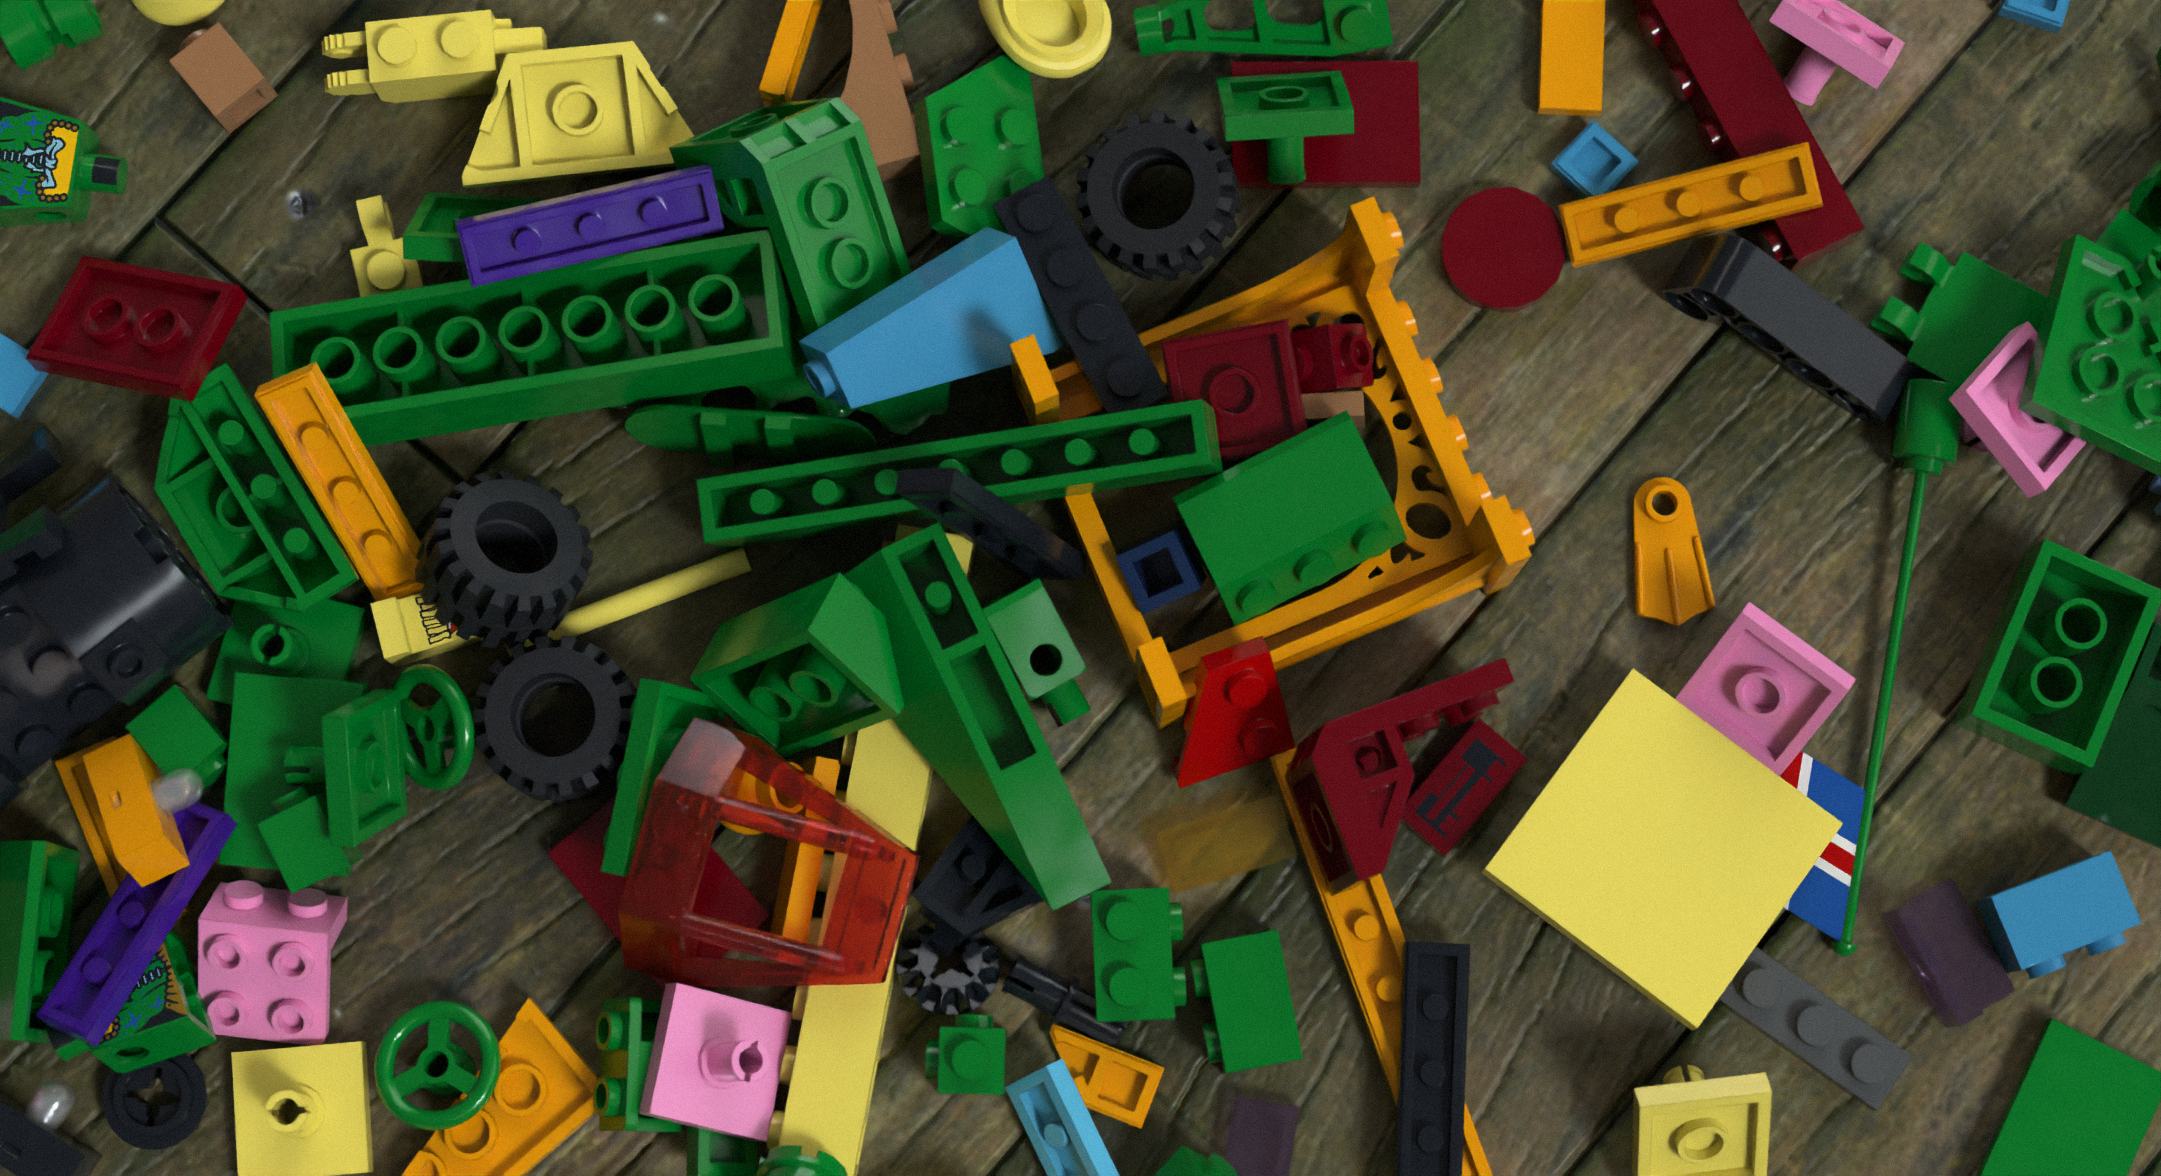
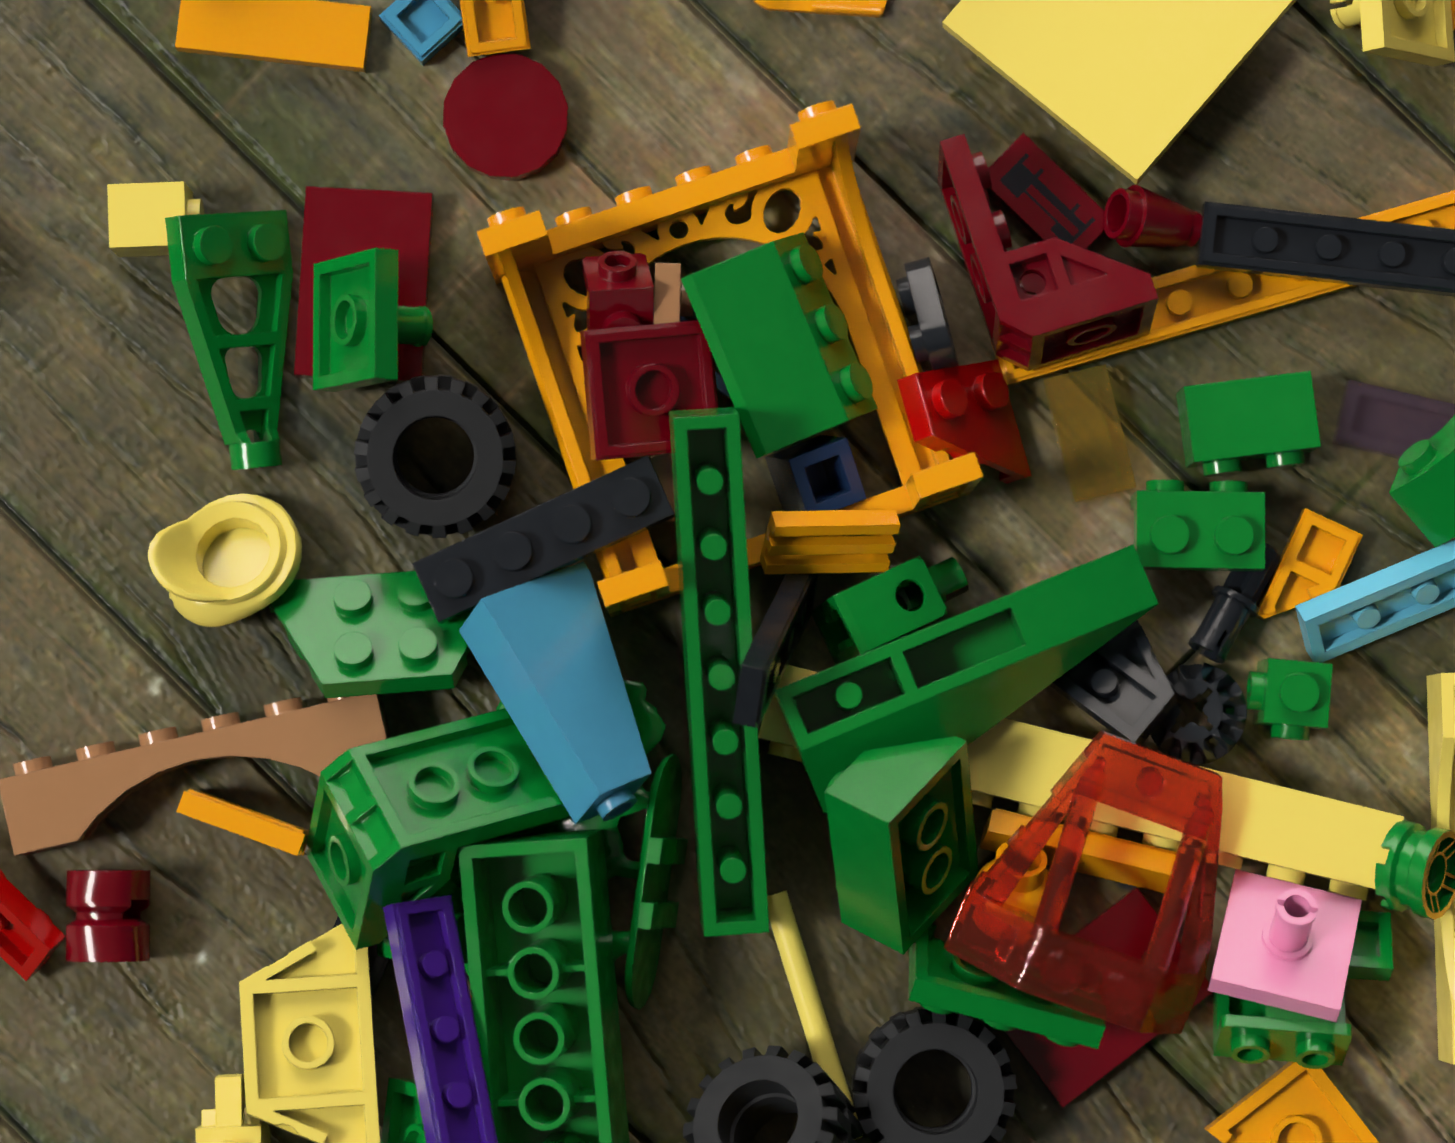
camera: 90 degrees left, 5 degrees up
(1095, 579) = (824, 547): none -> light orange tile
(1345, 669) = (922, 296): none -> black plate
(1447, 890) = (1149, 220): none -> dark red cone

